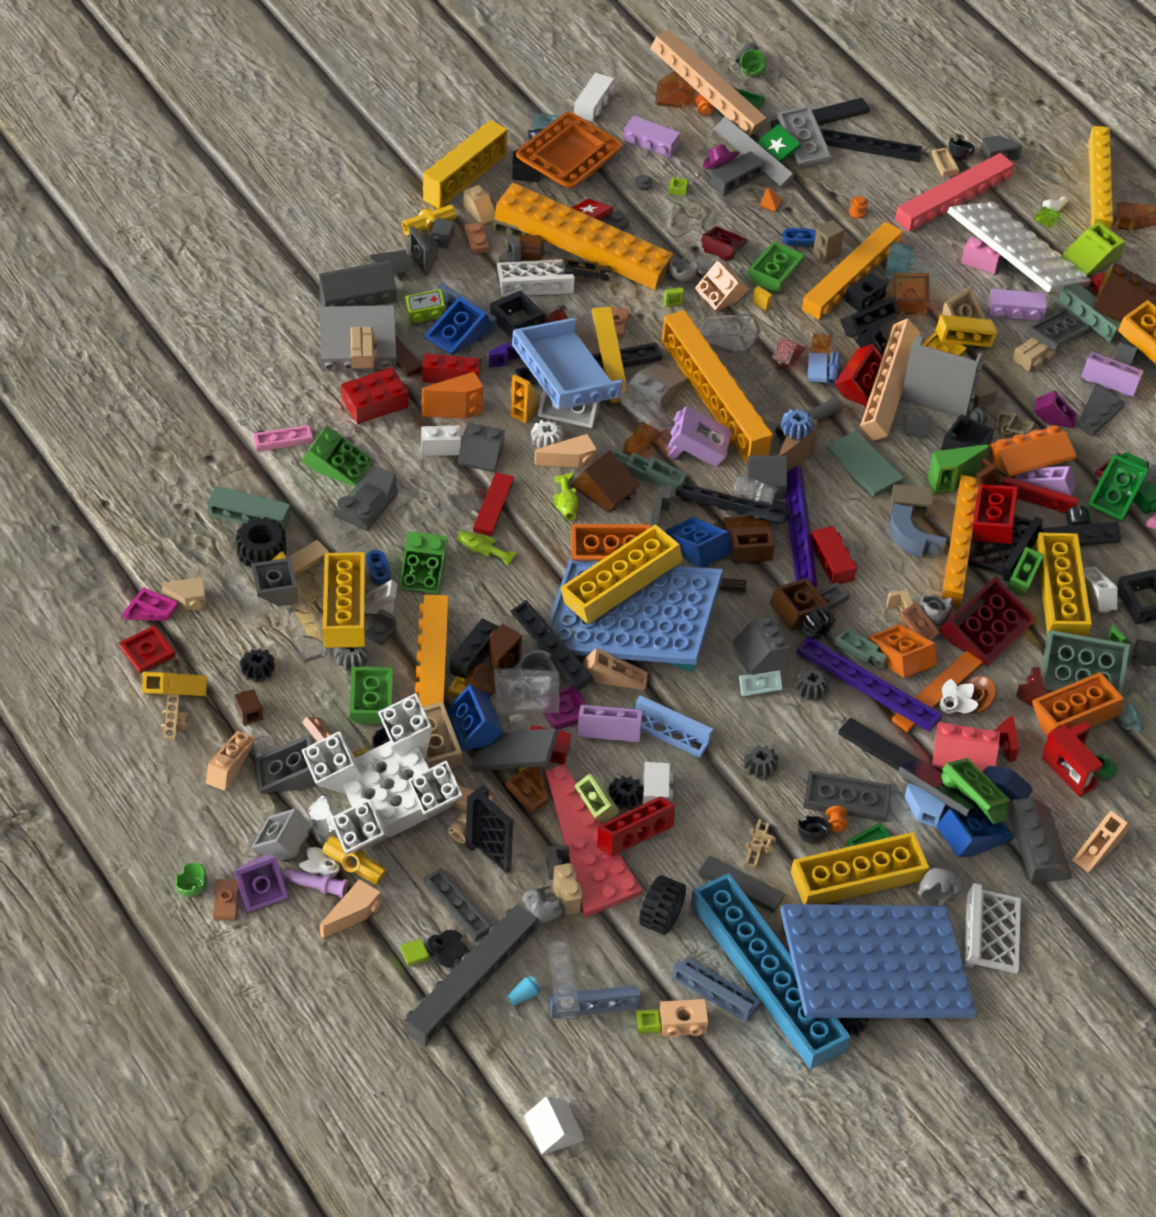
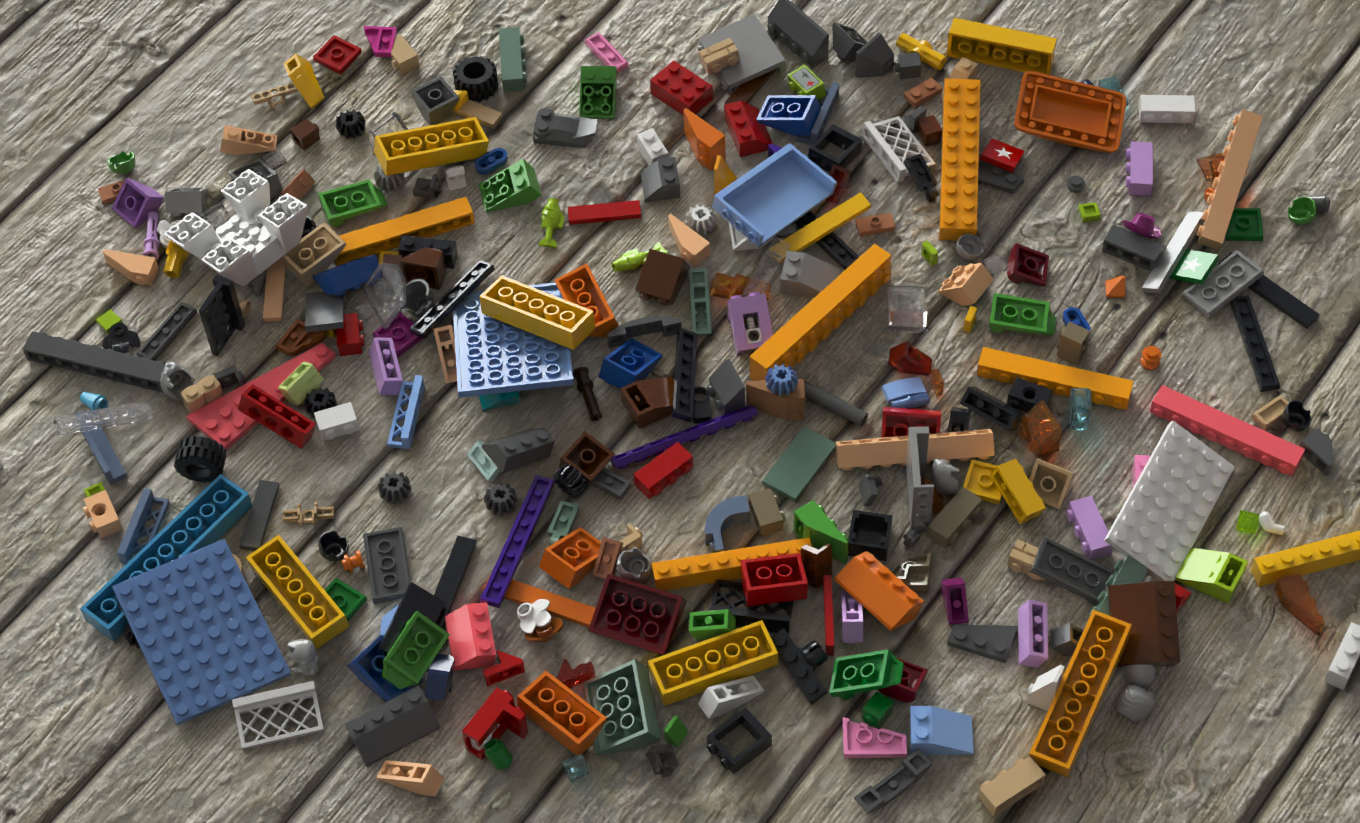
camera: 75 degrees right, 5 degrees up
(753, 490) = (700, 382): clear slope -> none

